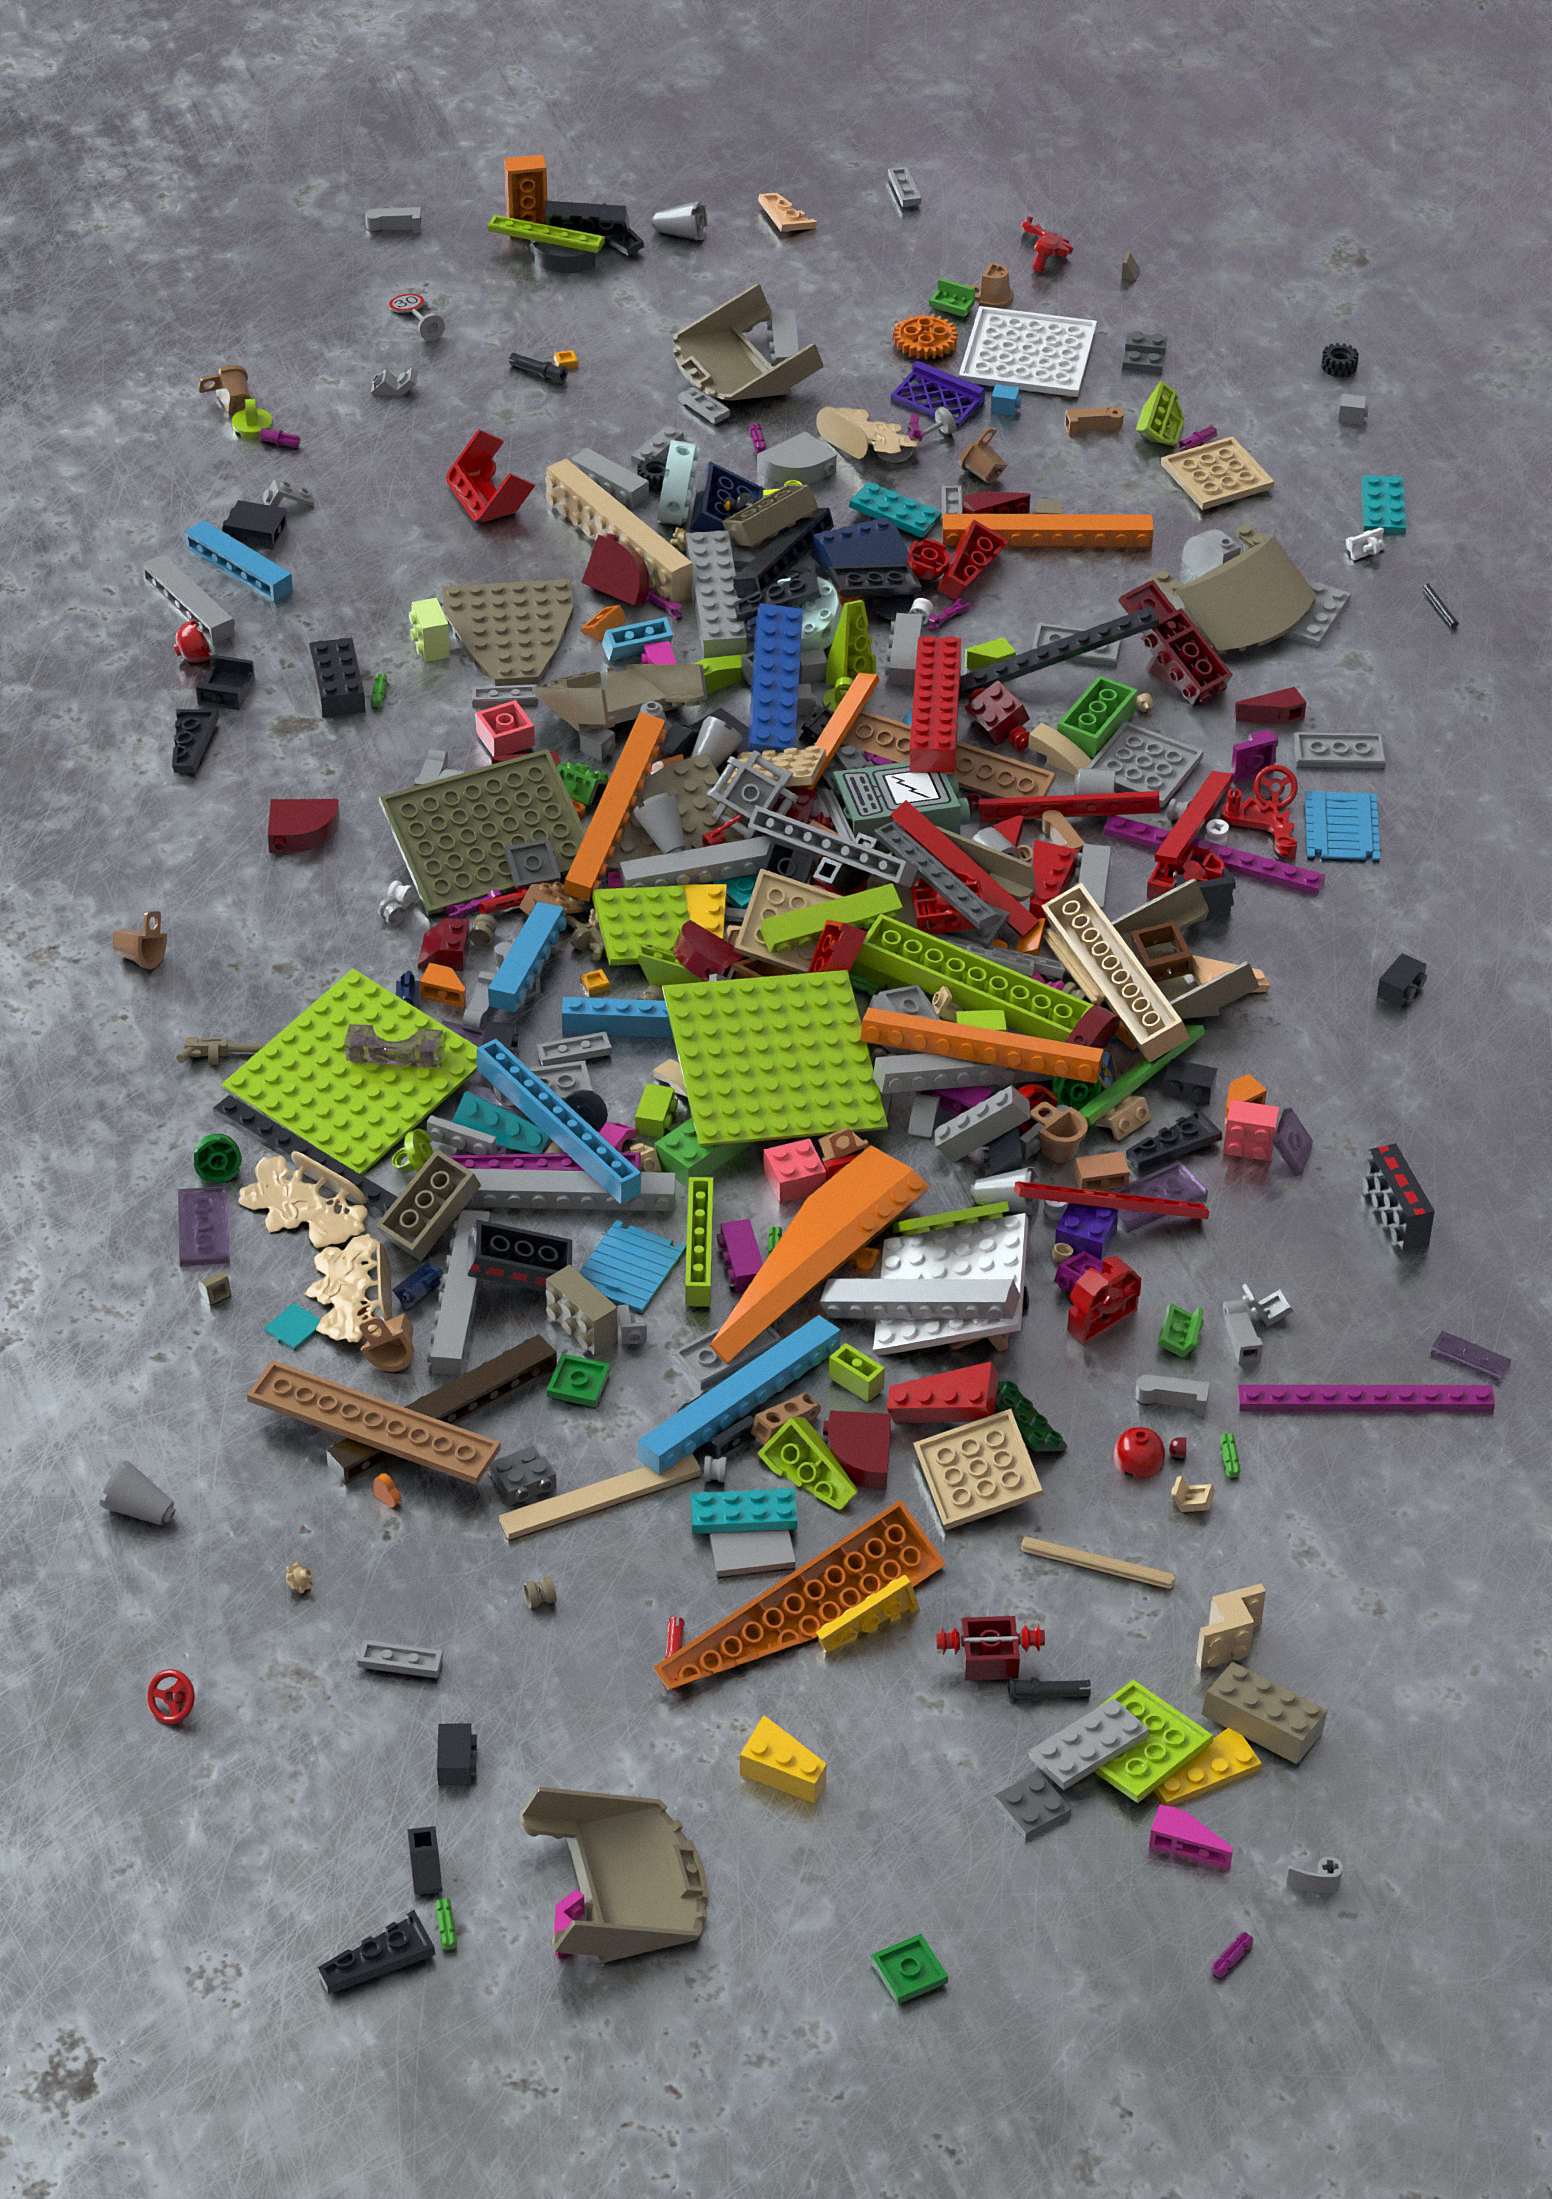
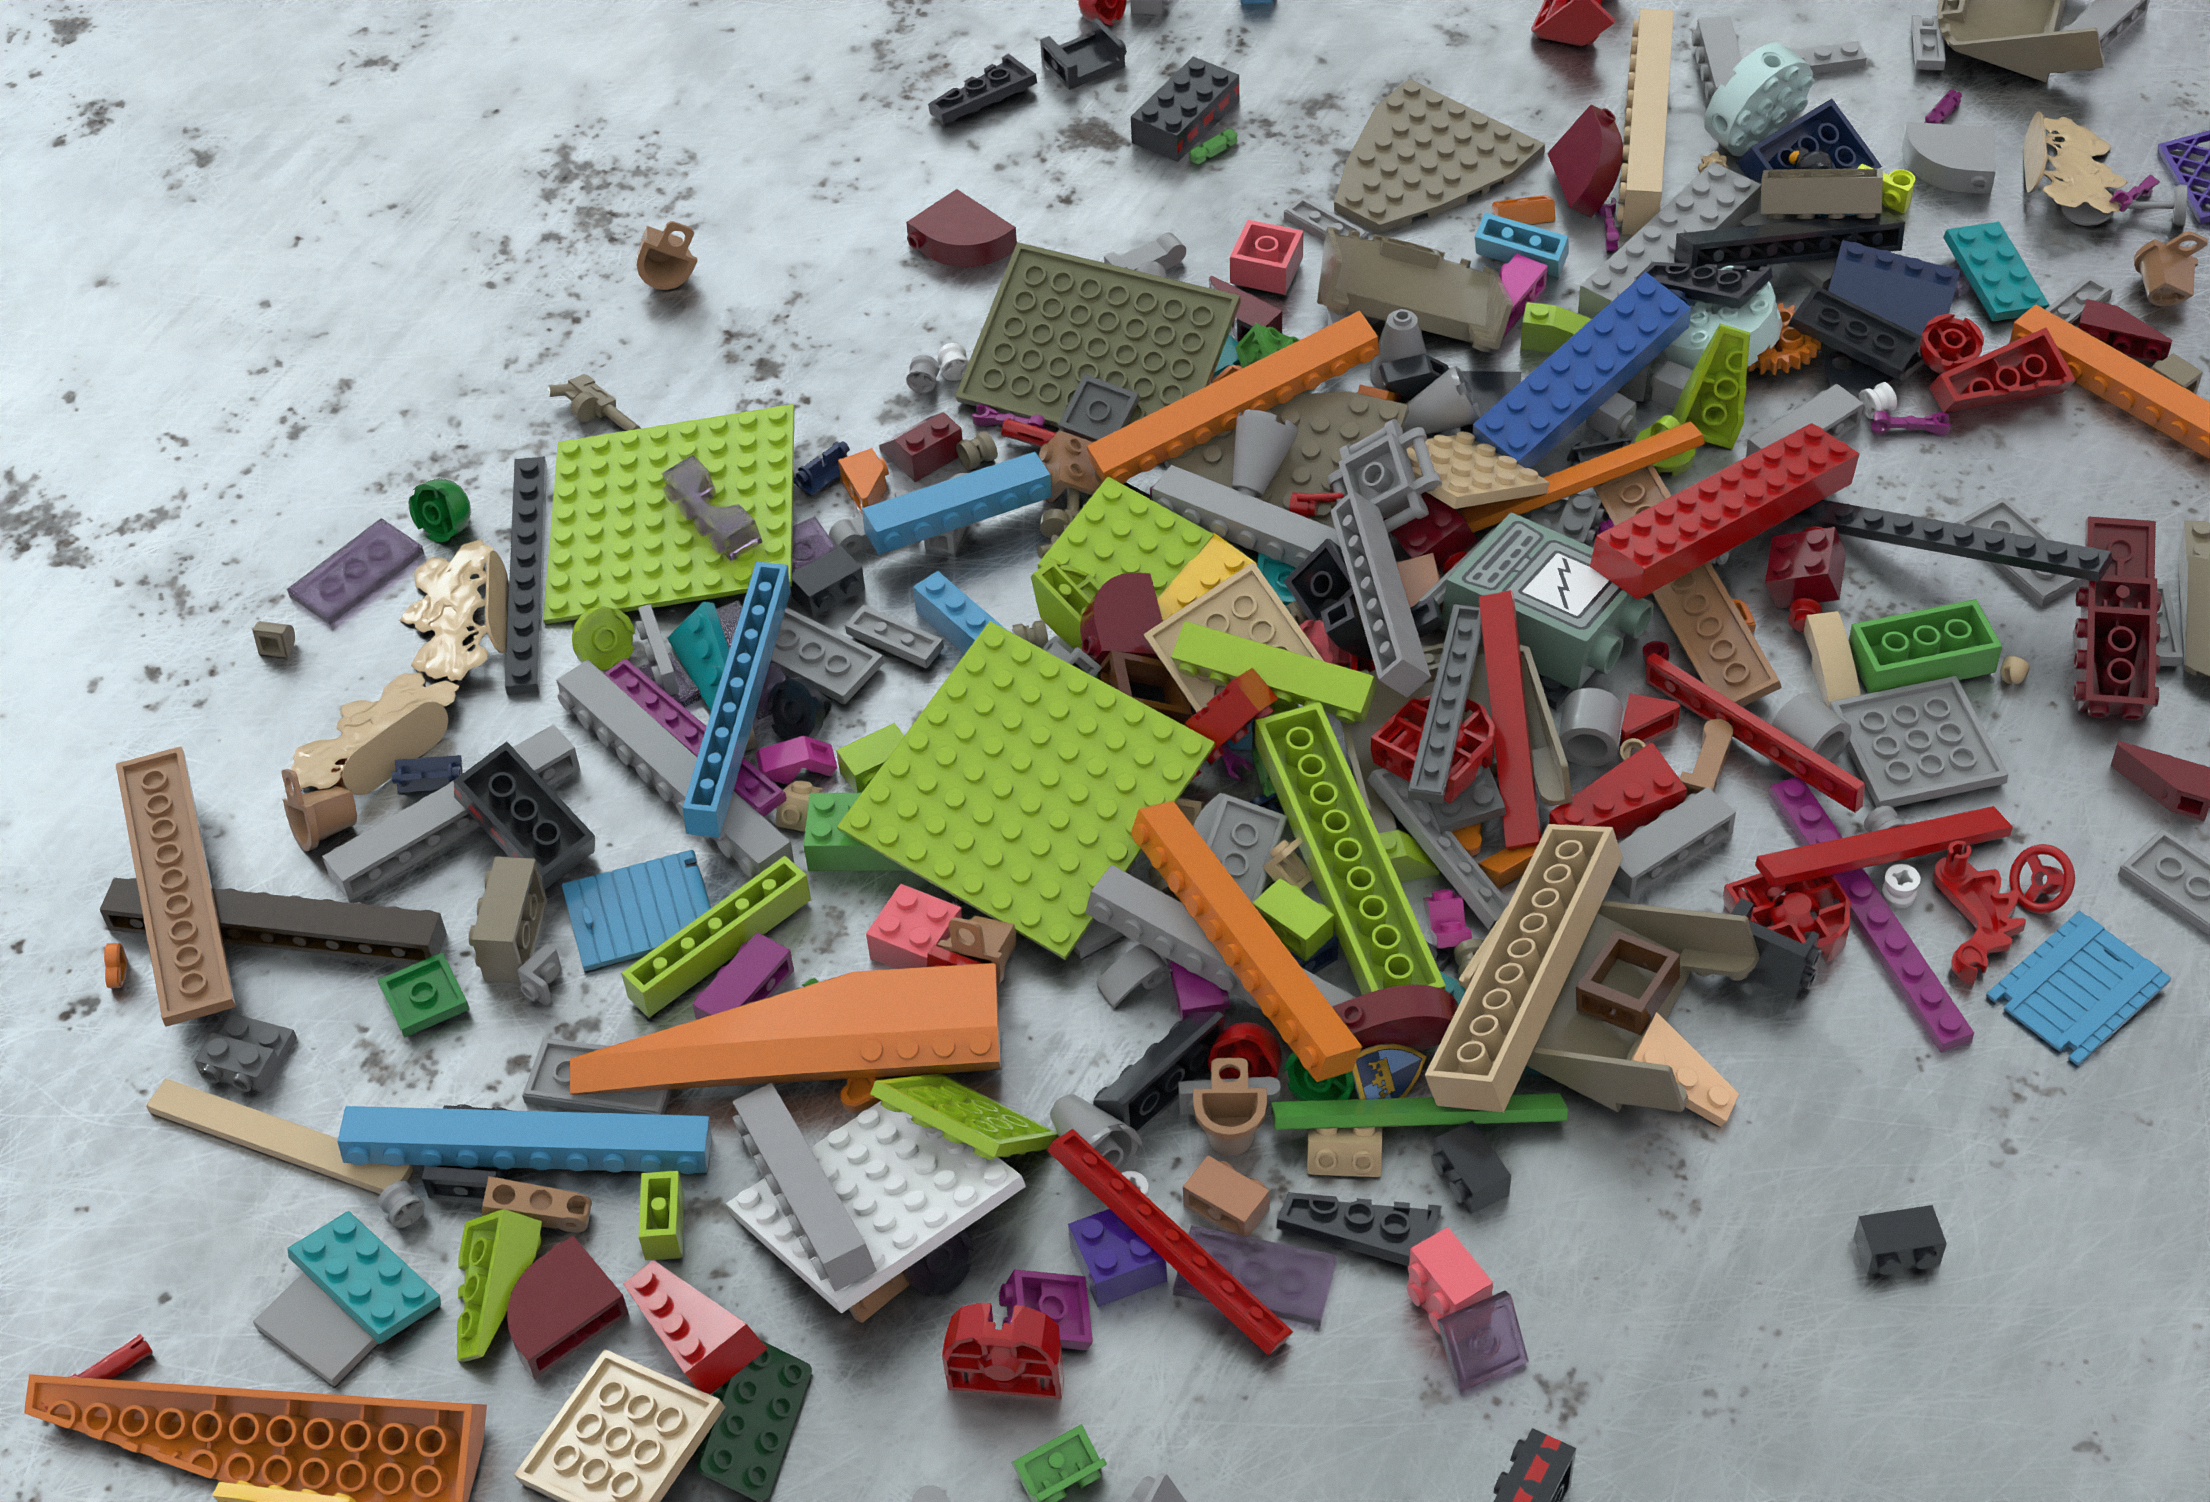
camera: 50 degrees right, 5 degrees up
(293, 1326) = (286, 730): teal piece -> none
(428, 1205) = (522, 695): dark tan brick -> none
(429, 630) = (1326, 111): yellowish green brick -> none
(540, 1592) = (79, 1193): dark tan wheel -> none
(595, 982) = (1013, 580): light orange tile -> none
(982, 1123) = (1140, 1031): light grey brick -> none
(988, 653) = (1891, 494): lime slope -> none
(1015, 963) = (1424, 855): light grey tile -> none
(1062, 1252) = (1068, 1260): tan hinge -> none
(1246, 1090) = (1504, 1236): orange slope -> none
(1253, 755) = (2056, 821): magenta plate -> none

